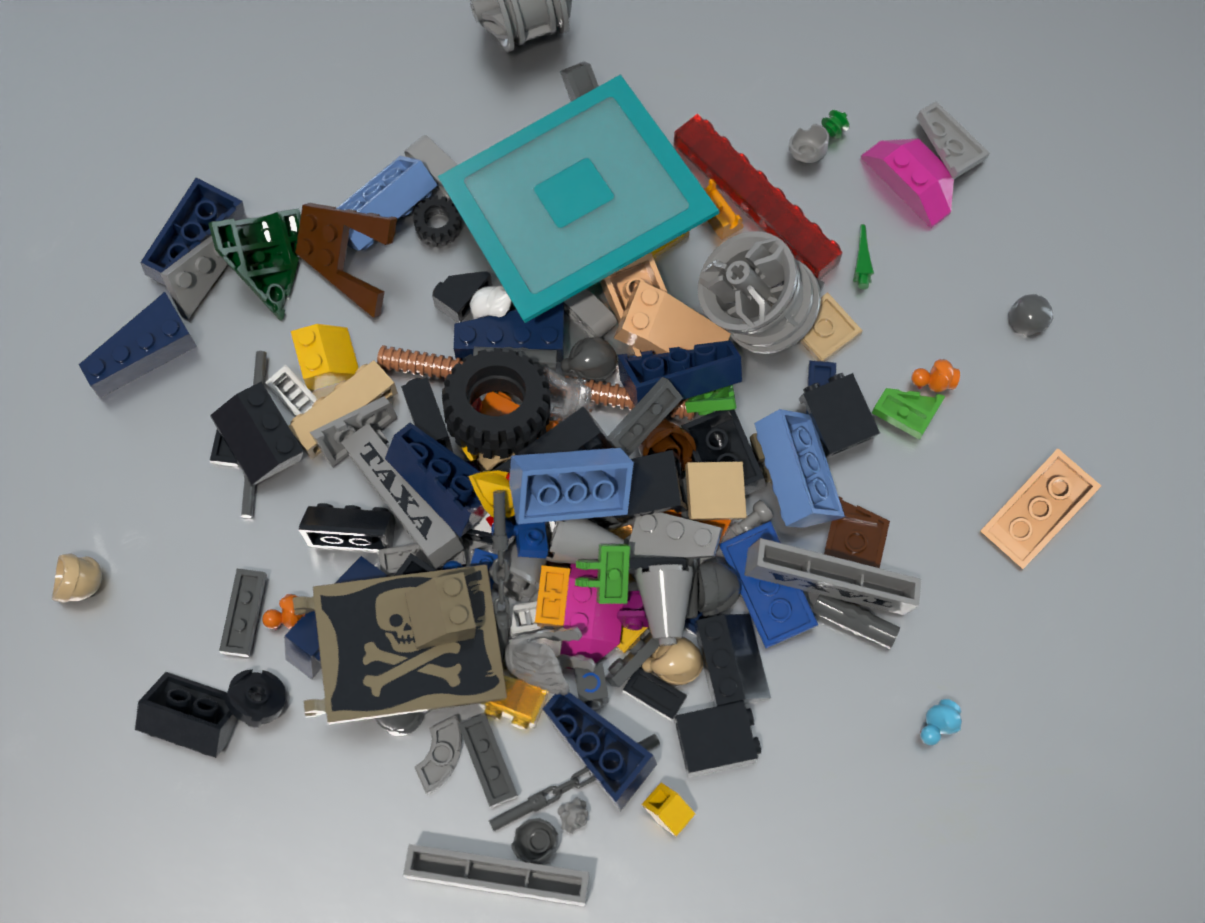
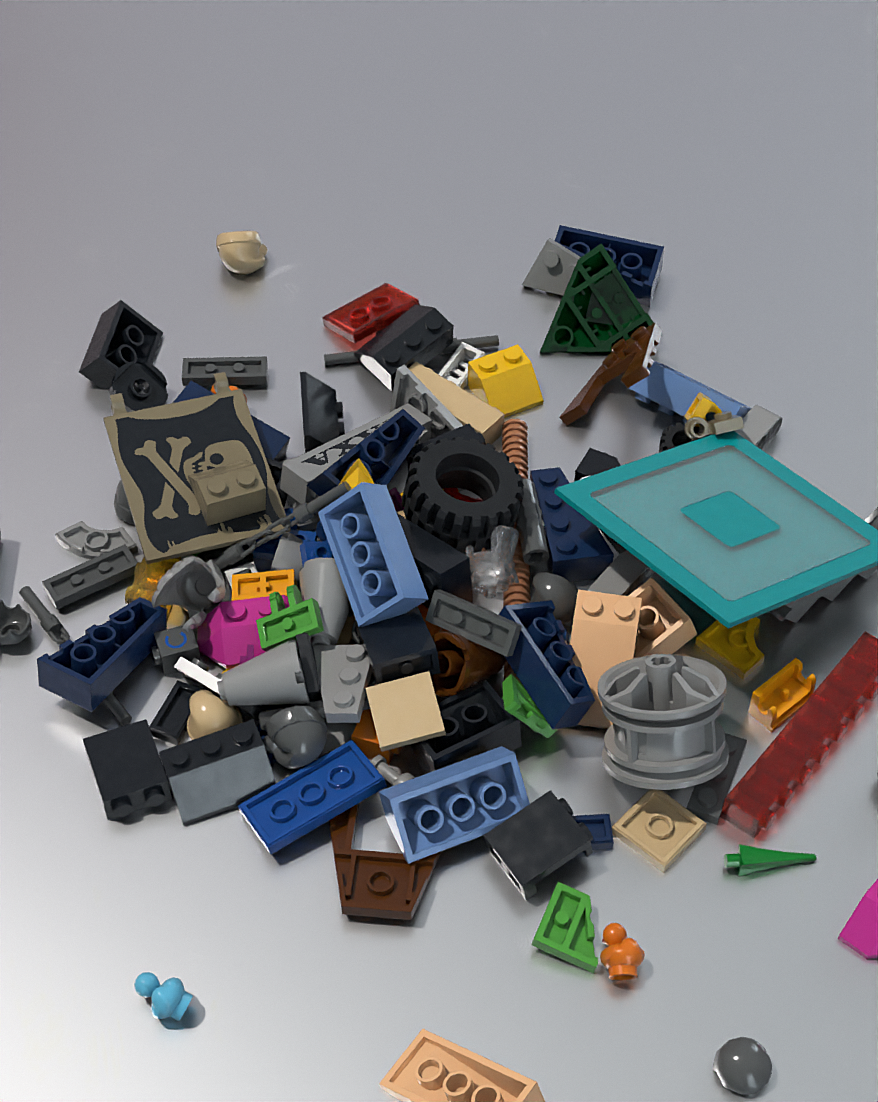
camera: 80 degrees right, 20 degrees down
(138, 347) = (480, 252): dark blue wedge -> none
(196, 462) = (369, 312): none -> clear red tile
(414, 194) = (700, 407): none -> yellow tile
(437, 182) = (722, 423): none -> dark tan plate
(573, 815) = (33, 649): light grey plant -> none
(673, 813) = (43, 730): yellow brick -> none
(832, 577) = (320, 844): light grey brick -> none
(856, 620) = (283, 894): dark grey axle -> none

